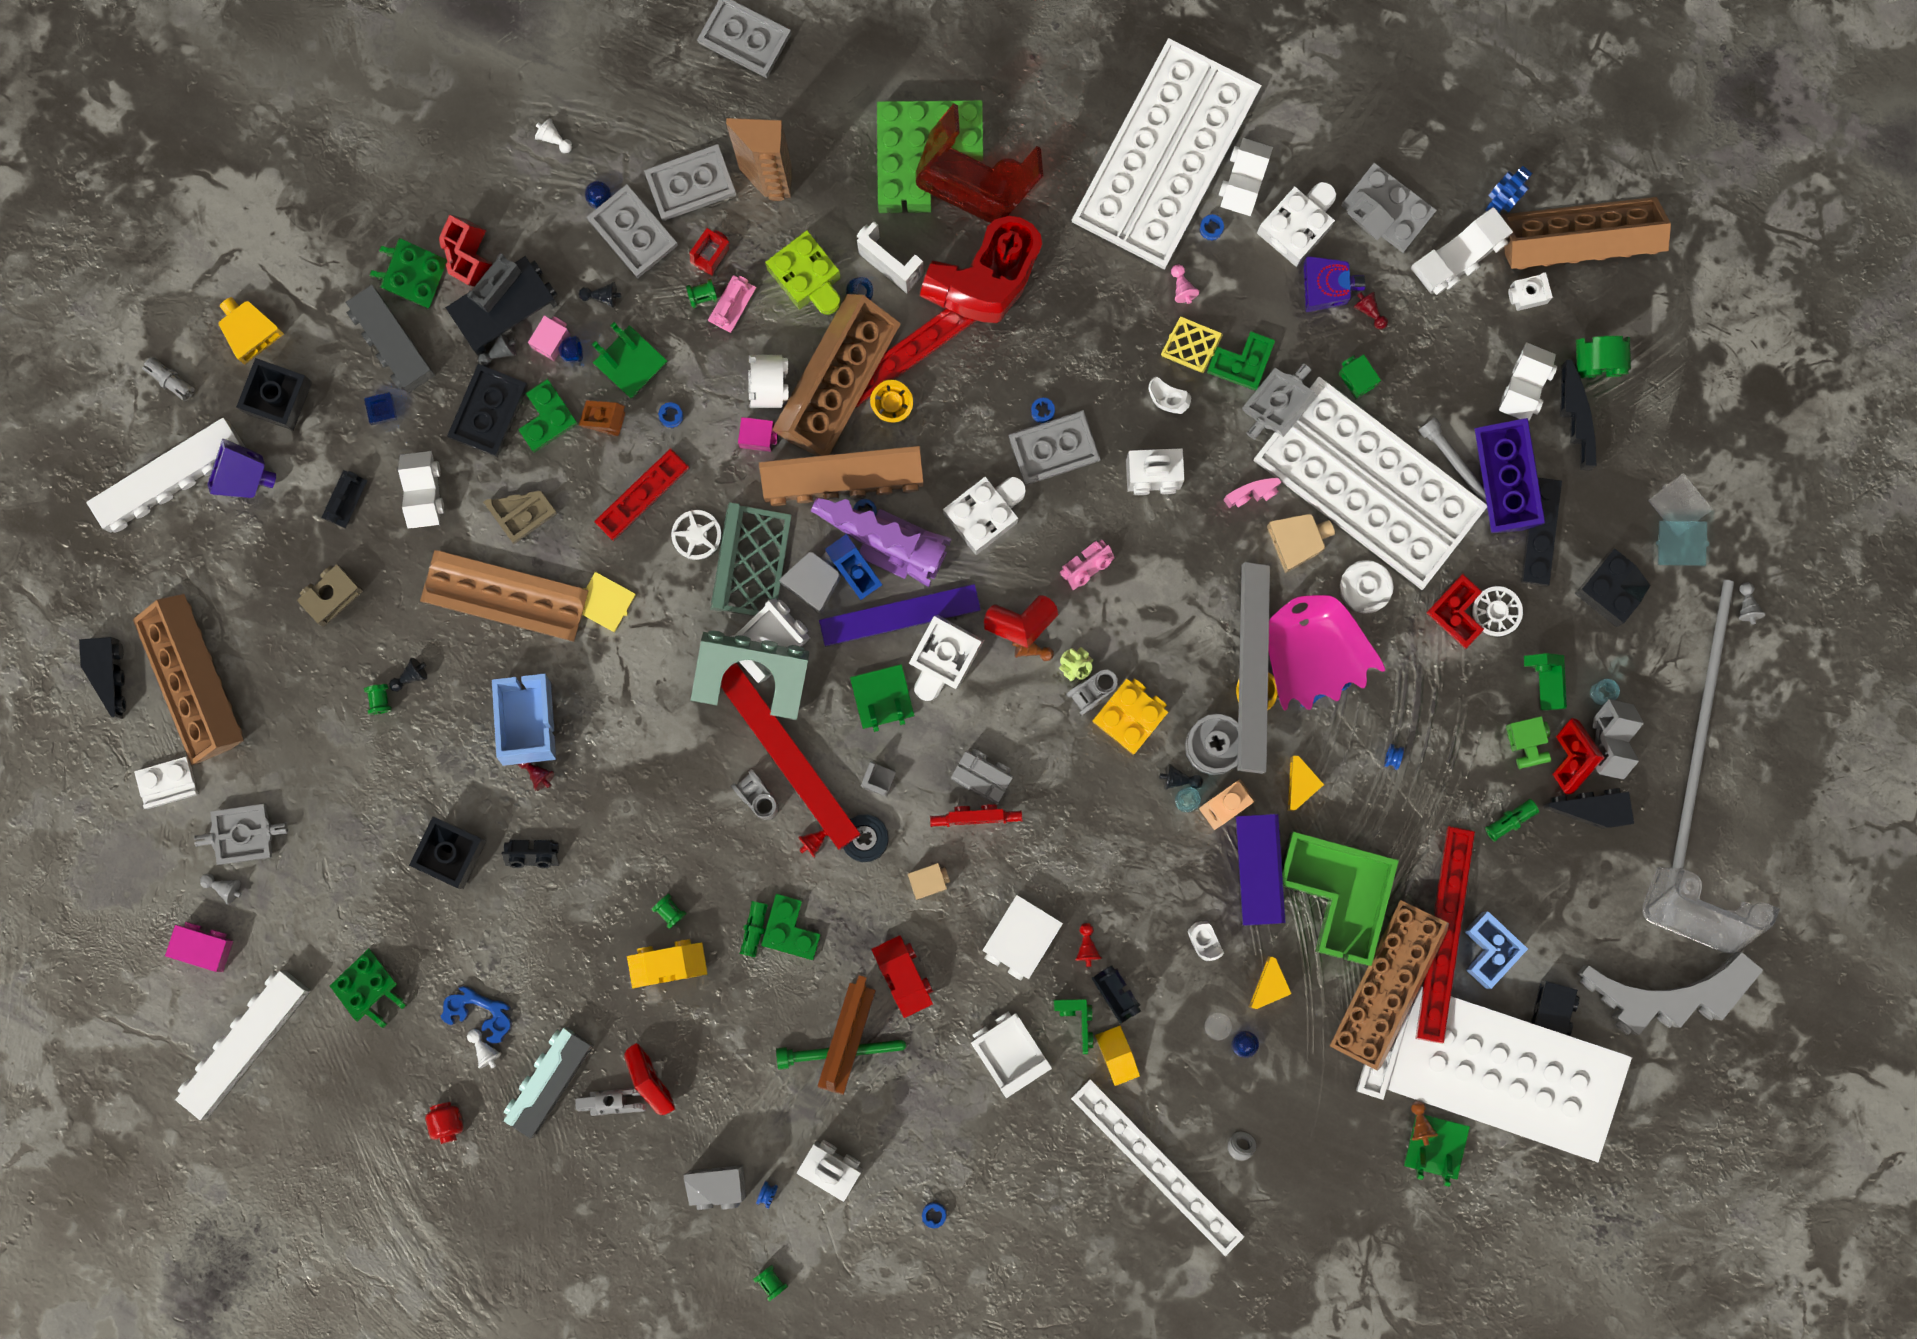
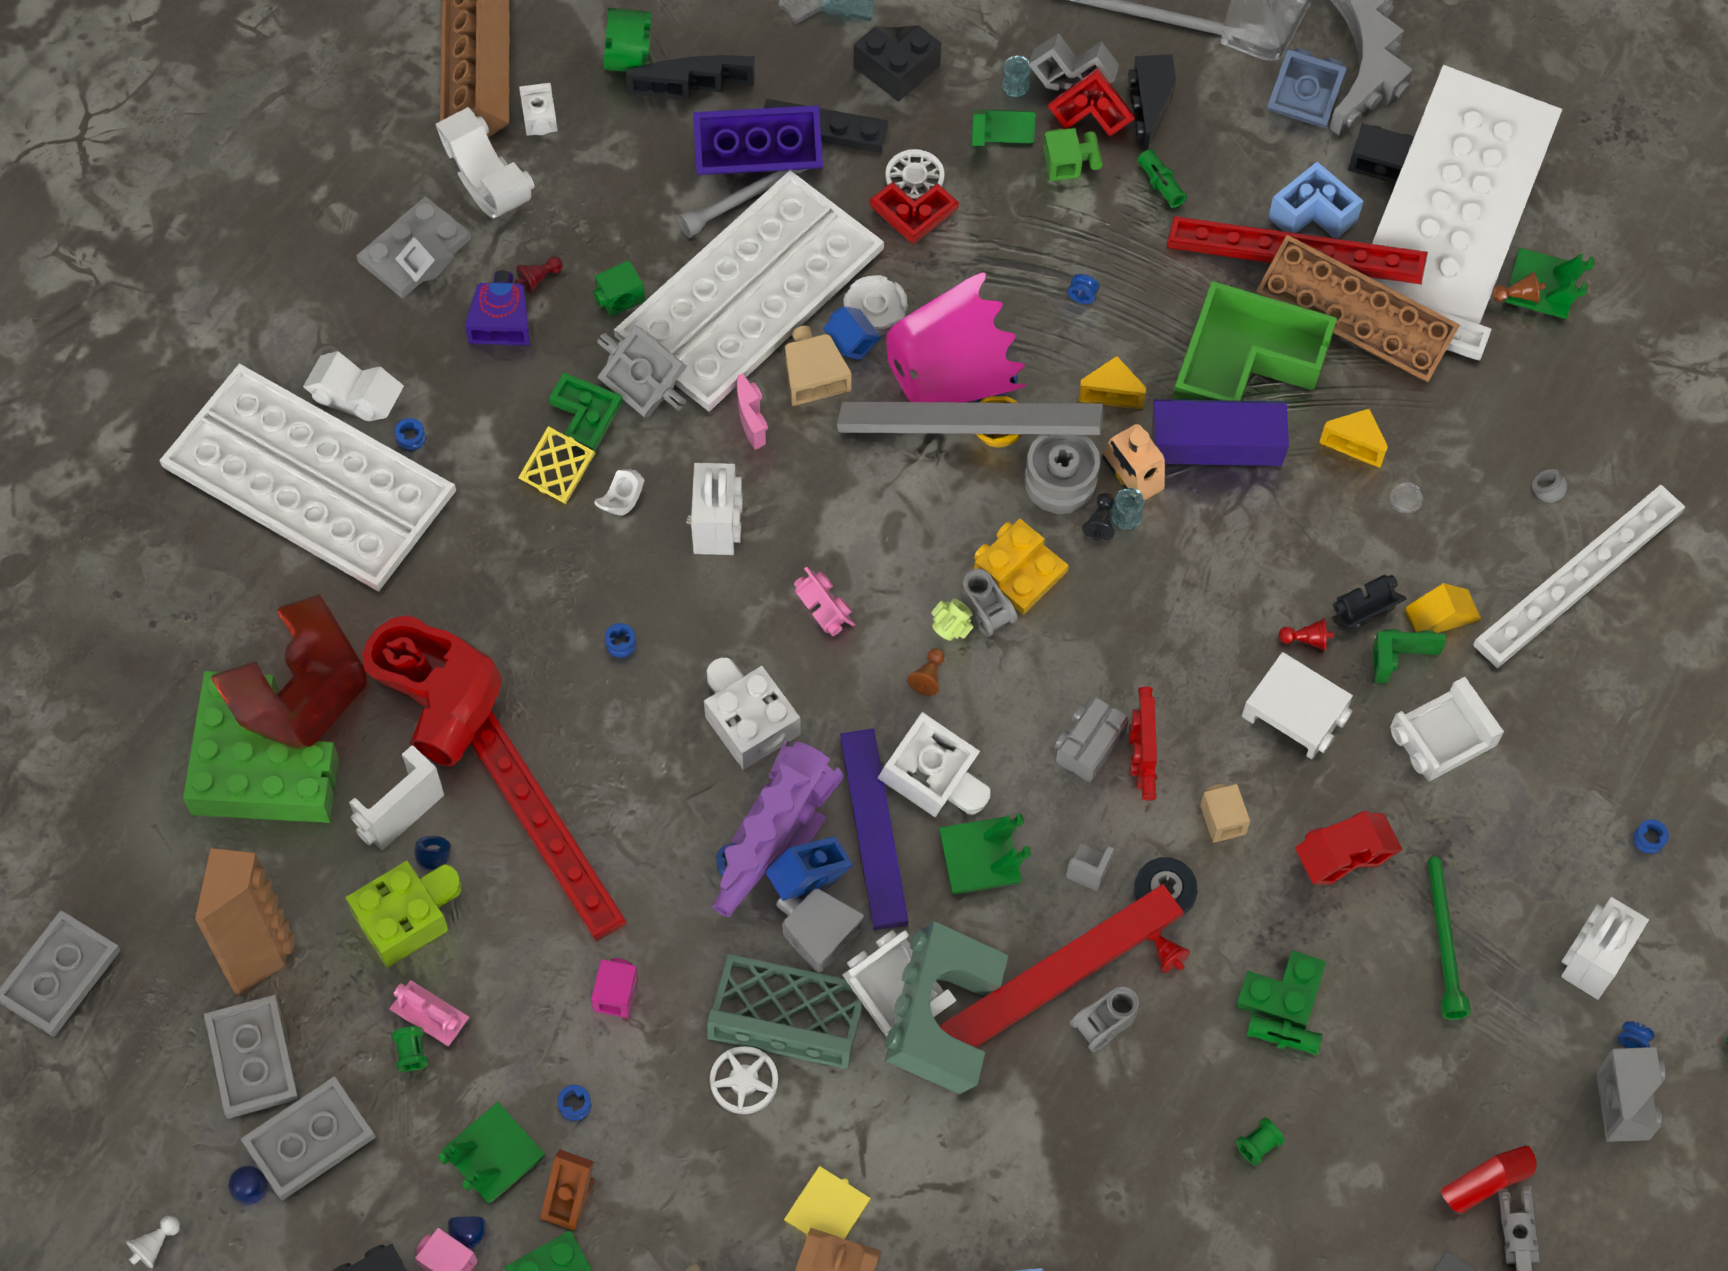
camera: 90 degrees left, 20 degrees down
(604, 294) = (393, 1180): black piece -> none
(641, 494) = (683, 1147): red plate -> none
(667, 964) = (1337, 1159): yellow brick -> none
(709, 251) = (353, 1034): red window -> none
(766, 381) = (545, 964): white brick -> none
(836, 375) = (547, 879): medium nougat slope -> none
(841, 475) = (684, 880): medium nougat slope -> none
(847, 1037) = (1429, 914): dark orange fence -> none
(891, 401) = (588, 819): yellow helmet -> none
(1022, 627) = (902, 676): red brick -> none
(1054, 447) = (669, 631): light grey tile -> none
(1184, 290) = (484, 467): bright pink piece -> none
(1205, 941) = (1304, 503): white hair -> none
(1245, 1044) = (1427, 471): clear blue piece -> none
(1297, 220) = (420, 336): white brick -> none
(1331, 567) = (851, 332): none -> blue brick
(1509, 190) = (415, 113): blue gear -> none
(1528, 378) = (636, 116): white brick -> none
(1616, 943) = (1307, 87): none -> sand blue plate

